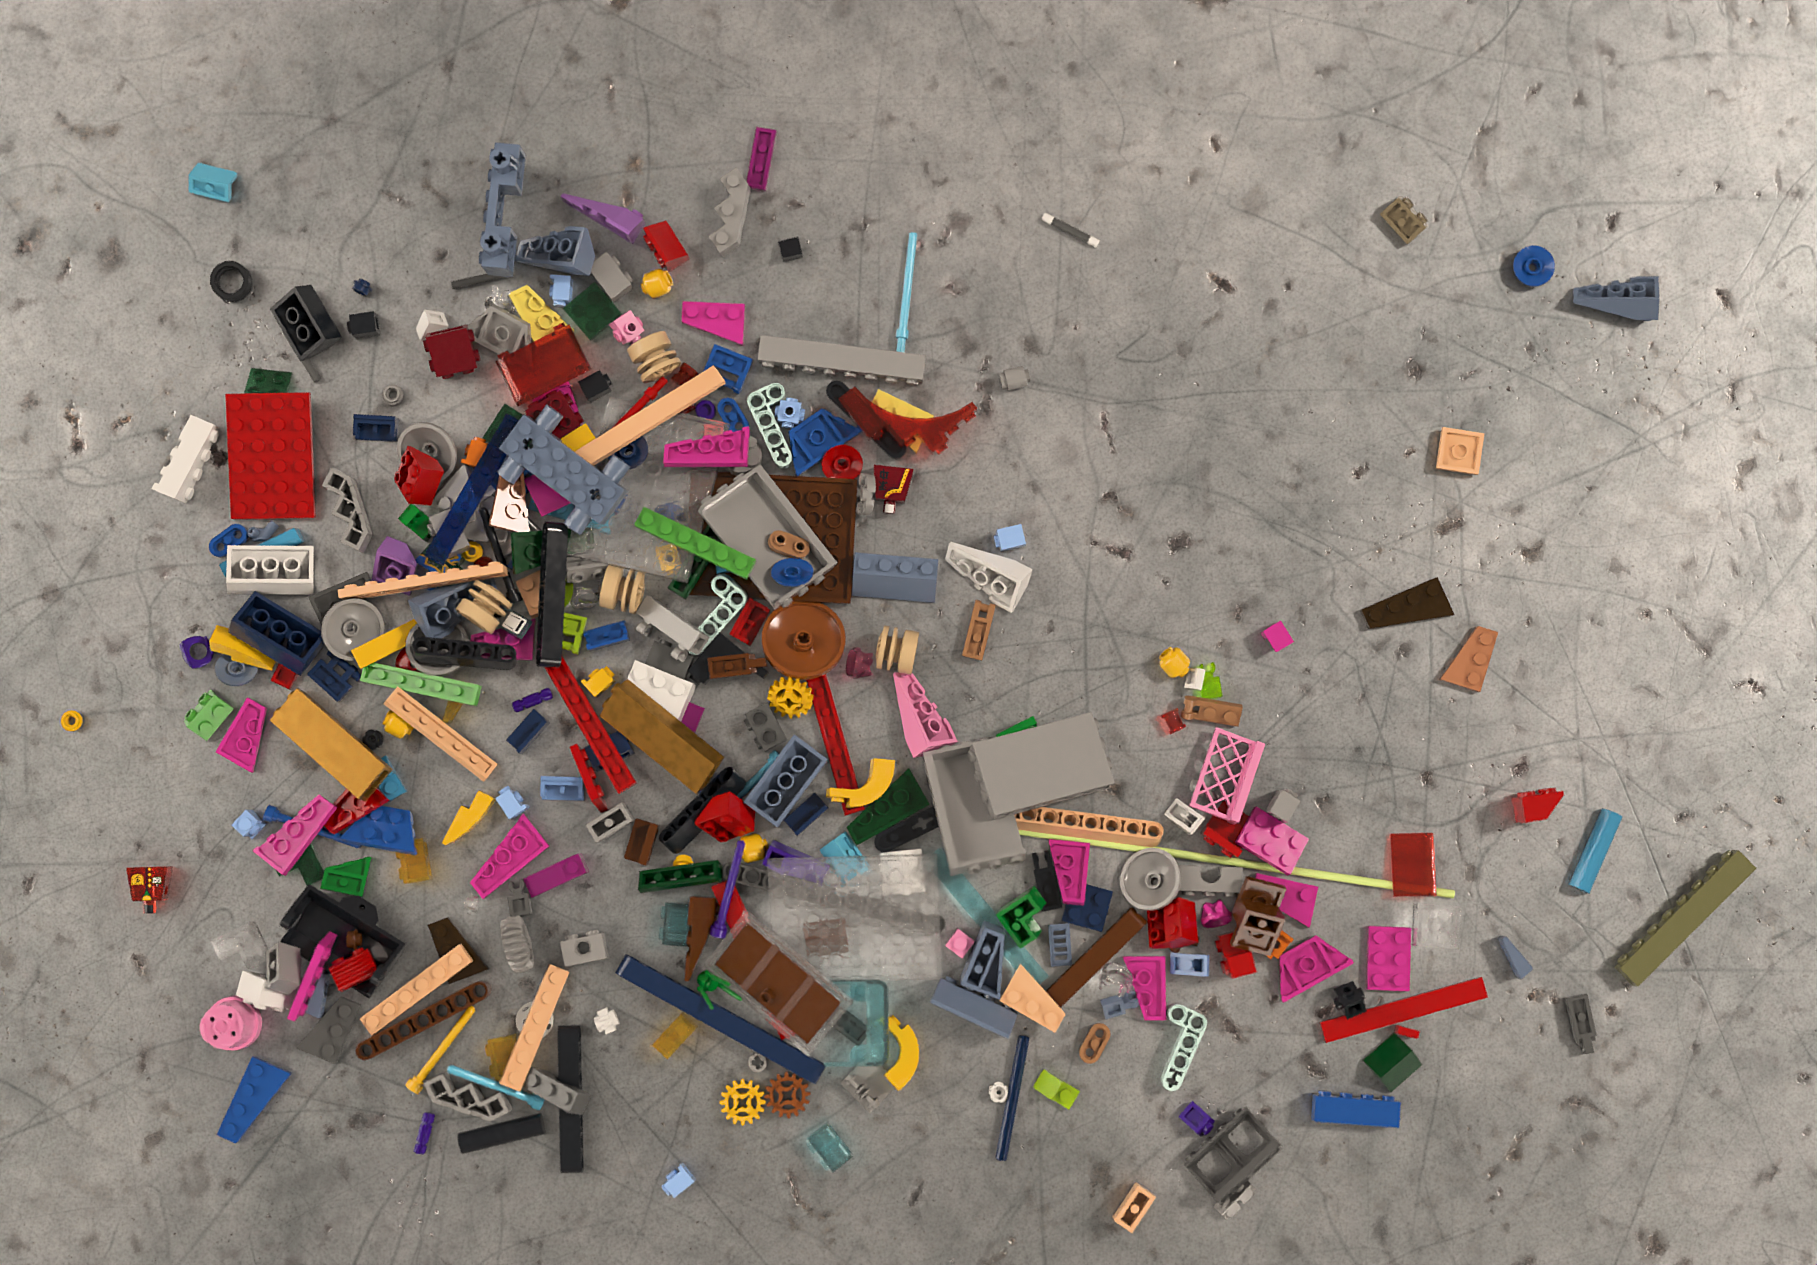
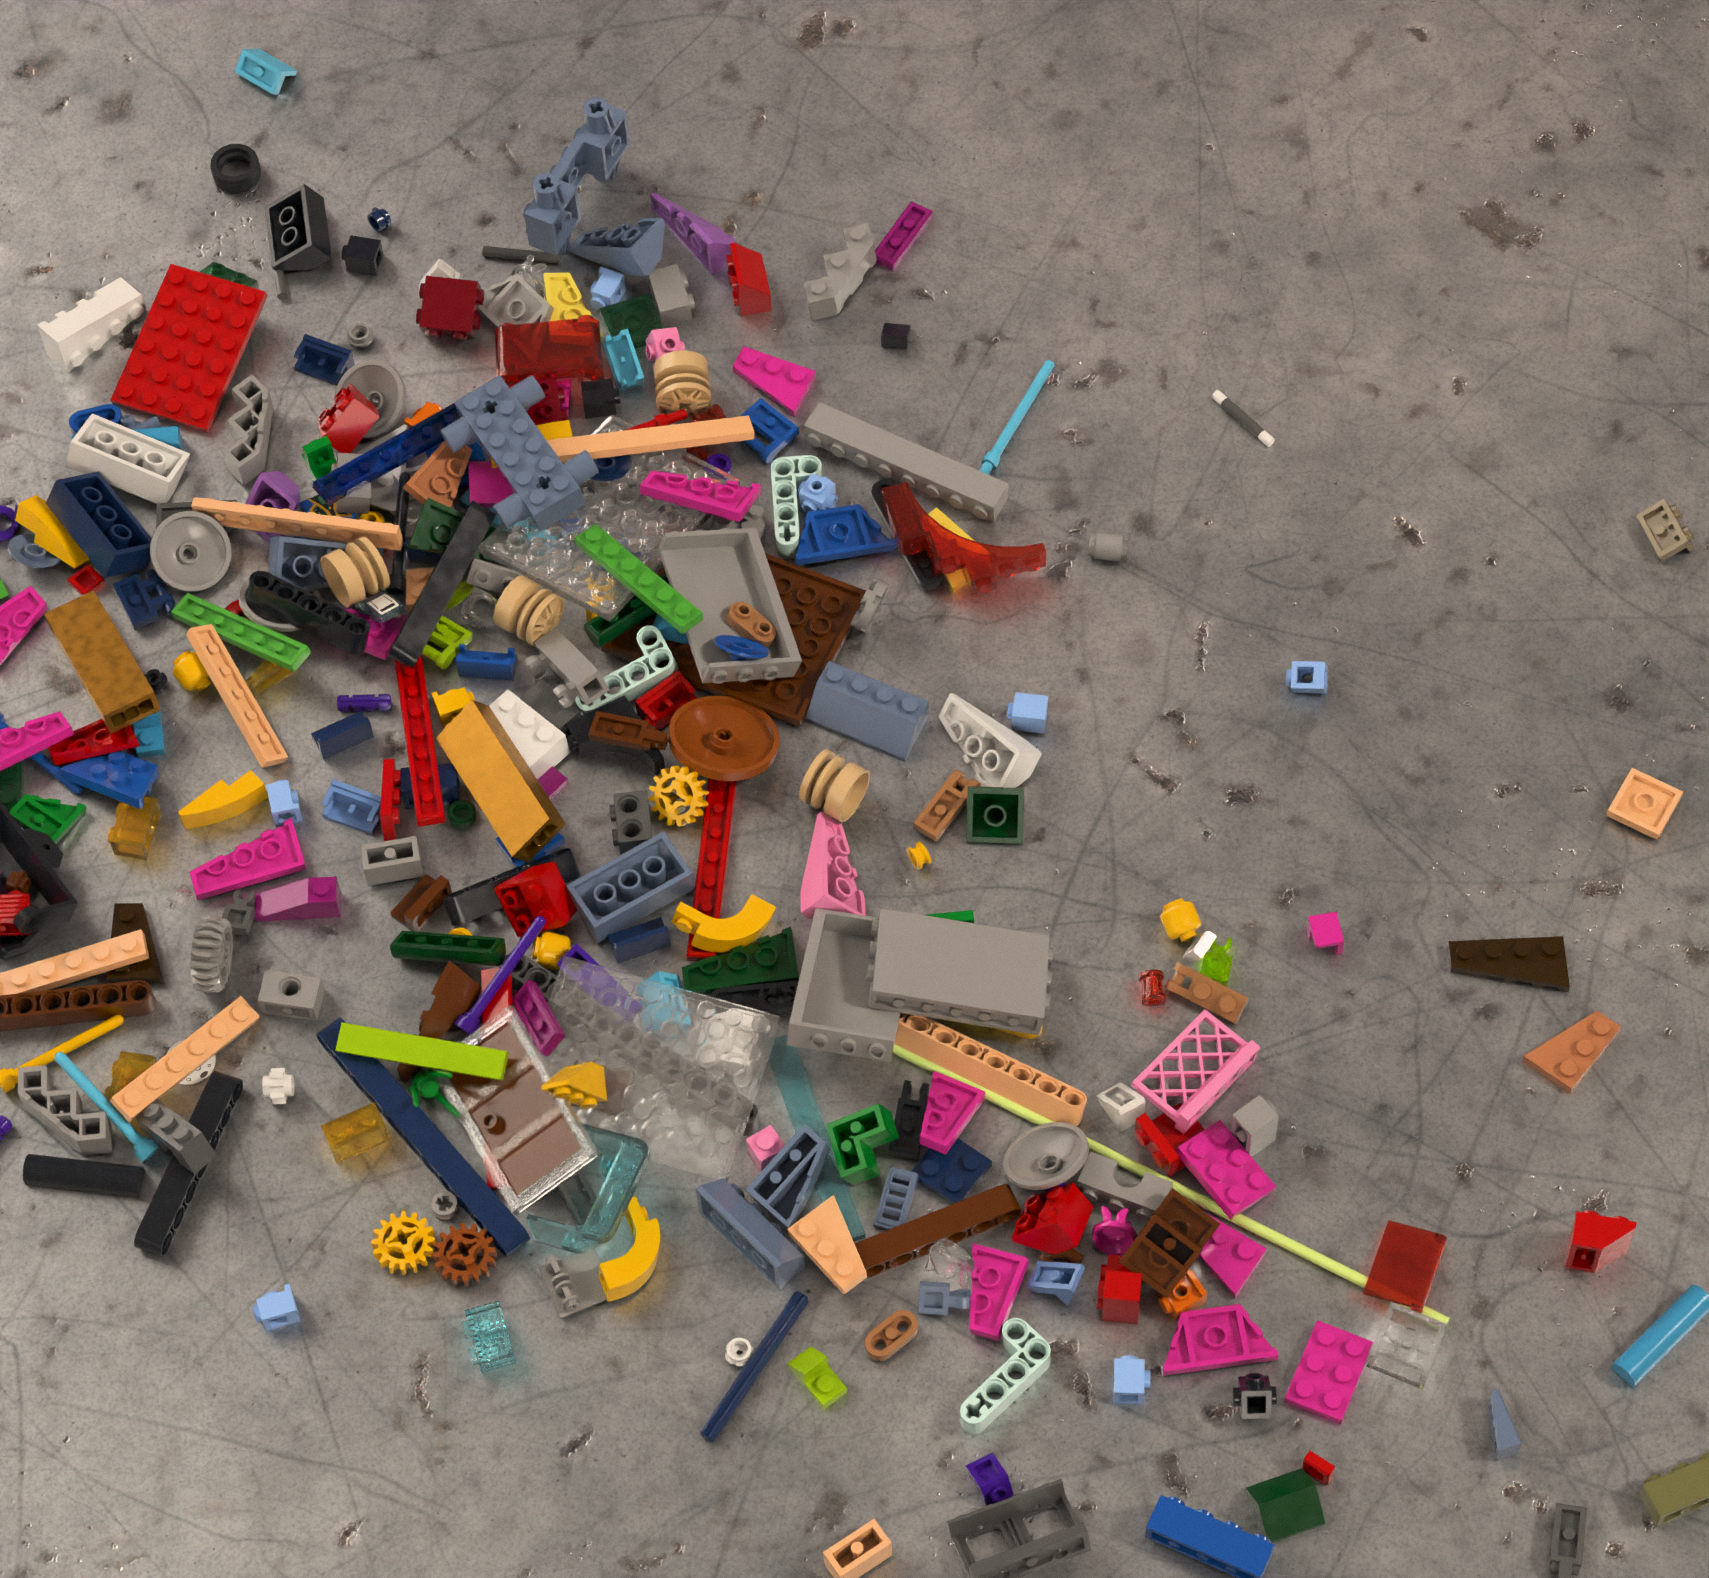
camera: 25 degrees right, 25 degrees down
(383, 645) = (212, 583): yellow piece -> none
(600, 350) = (623, 361): none -> medium azure hinge
(640, 762) = (461, 814): none -> dark green tile
(656, 283) = (721, 317): yellow head -> none
(675, 924) = (416, 997): clear light blue brick -> none
(698, 966) = (422, 1051): none -> lime tile
(735, 416) = (749, 465): blue plate -> none
(768, 911) = (538, 1018): none -> magenta tile
(818, 959) = (579, 1084): none -> yellow slope
(846, 470) = (857, 553): red dish -> none
(858, 663) = (781, 793): clear pink piece -> none
(892, 486) = (908, 612): dark red torso -> none
(975, 678) = (918, 855): none -> yellow bush
(1017, 629) = (995, 814): none -> dark green slope
(1202, 436) = (1316, 670): none -> light blue brick
(1263, 1016) = (1130, 1380): none -> light blue brick
(1404, 1009) = (1326, 1442): red tile -> none

